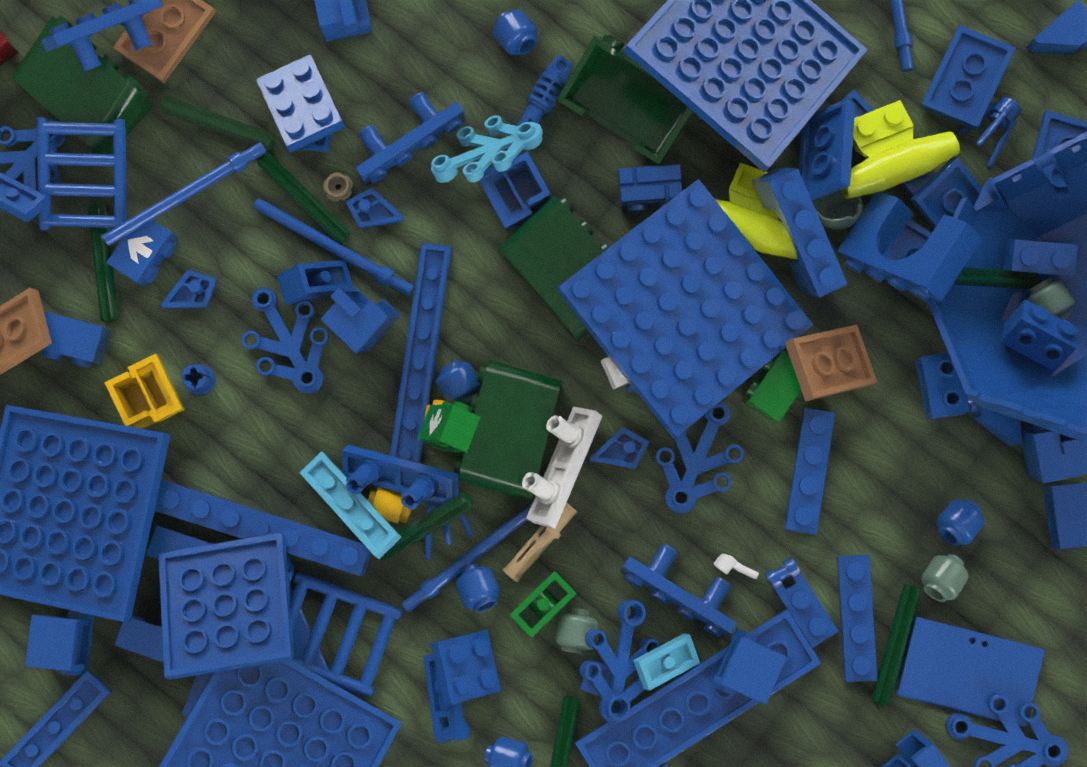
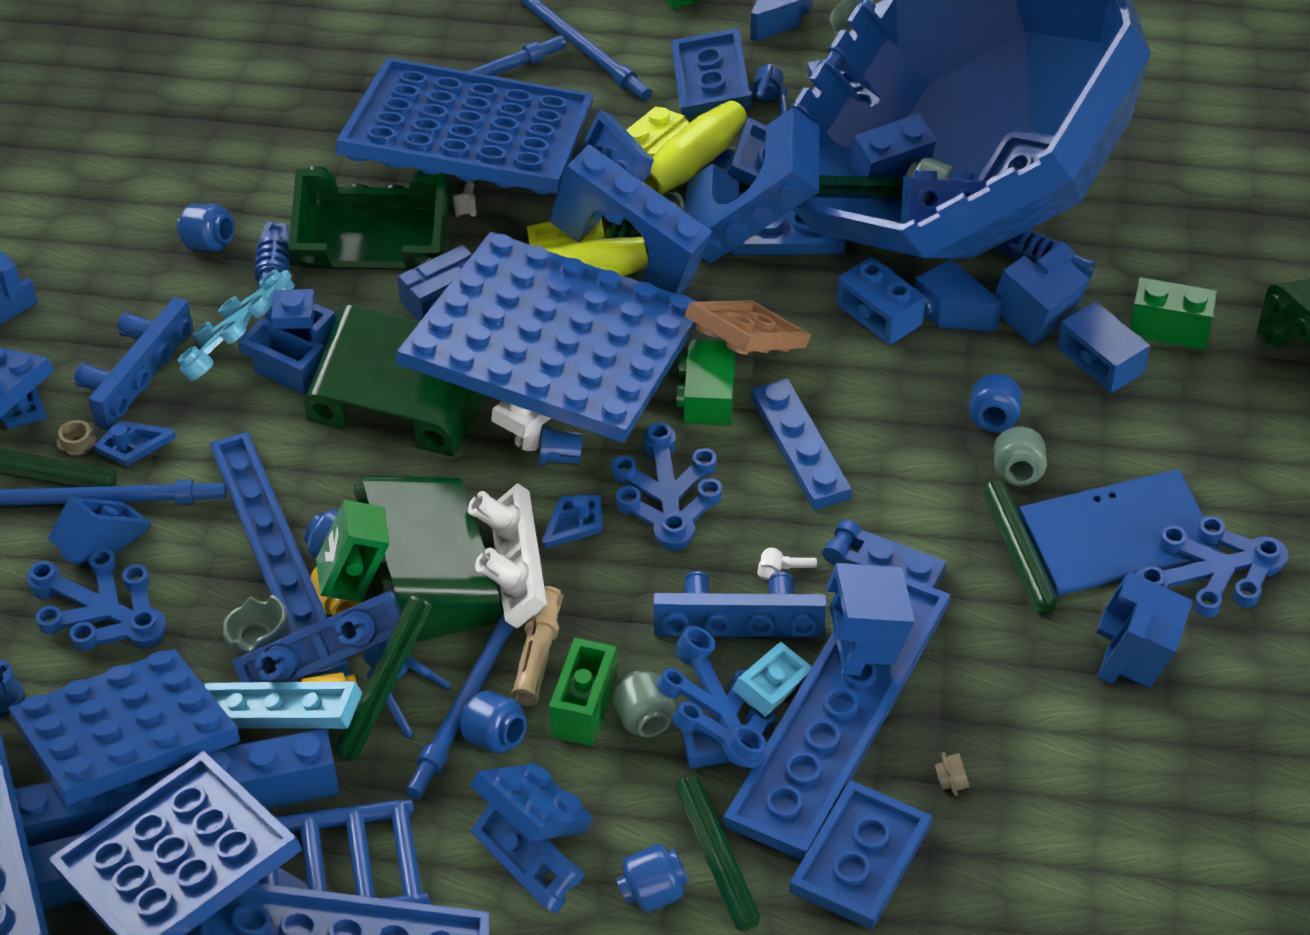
camera: 35 degrees left, 35 degrees down
(250, 467) = (122, 725): none -> blue plate
(358, 319) = (177, 528): blue plate -> none
(371, 426) = (255, 625): none -> sand green hair
(522, 178) = (293, 309): none -> blue plate
(856, 618) = (959, 545): blue plate -> none

